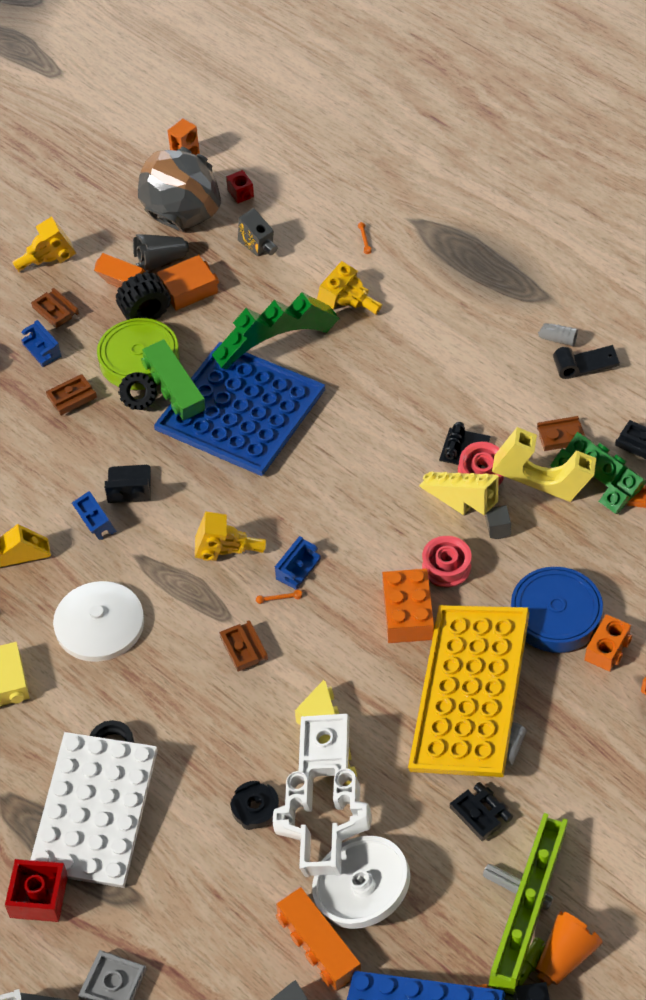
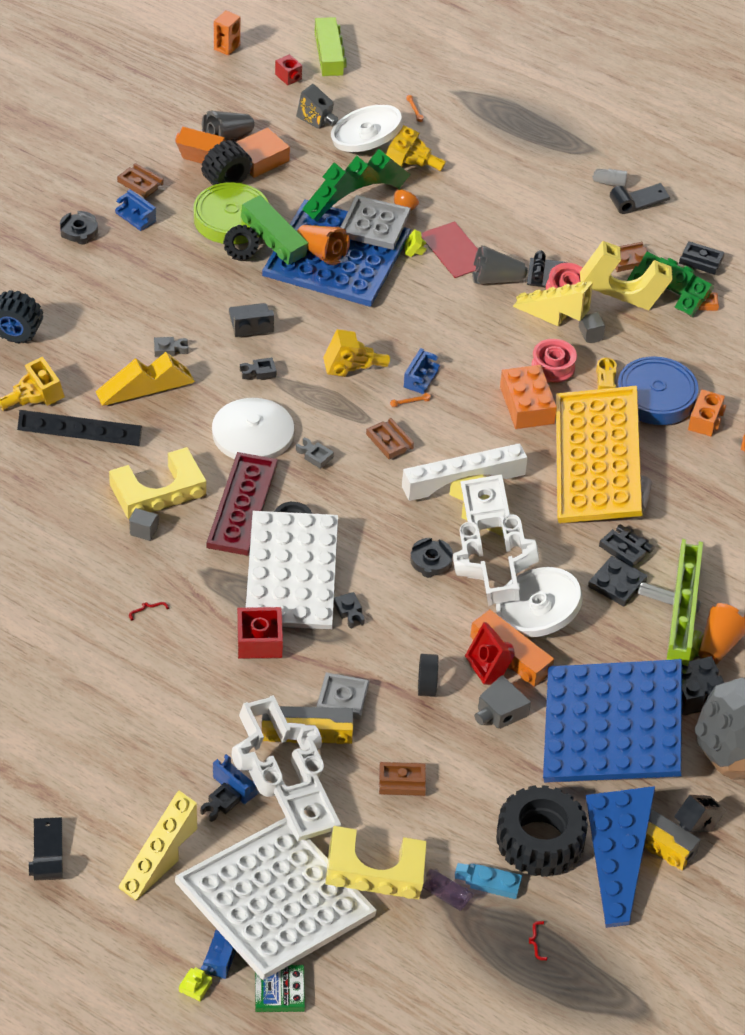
camera: 15 degrees left, 5 degrees down
(34, 508) = (168, 345): none -> dark grey plate
(47, 246) = (122, 127): yellow brick -> none
(62, 711) = (243, 494): none -> plate
(71, 394) = (176, 250): dark orange plate -> none
(93, 515) = (227, 344): blue hinge -> none
(125, 546) = (260, 368): none -> black plate
(148, 863) = (350, 607): none -> black plate
(158, 659) = (315, 454): none -> dark grey plate
(178, 188) = (236, 71): dark grey rock -> none
(211, 969) = (428, 675): none -> black tyre
(224, 399) = (326, 242): none -> orange cone
(285, 375) = (375, 222): none -> light grey plate
(288, 950) = (489, 654): none -> red slope
(289, 162) = (329, 46): none -> lime brick
(304, 261) = (366, 128): none -> white dish
(325, 403) = (414, 244): none -> neon yellow tile
(326, 351) = (406, 199): none -> orange brick
(355, 691) = (427, 478): none -> white arch
(370, 411) = (452, 248): none -> sticker
(408, 439) = (497, 267): none -> dark grey cone
(461, 857) = (617, 581): none -> black plate
(502, 585) = (606, 377): none -> yellow piece

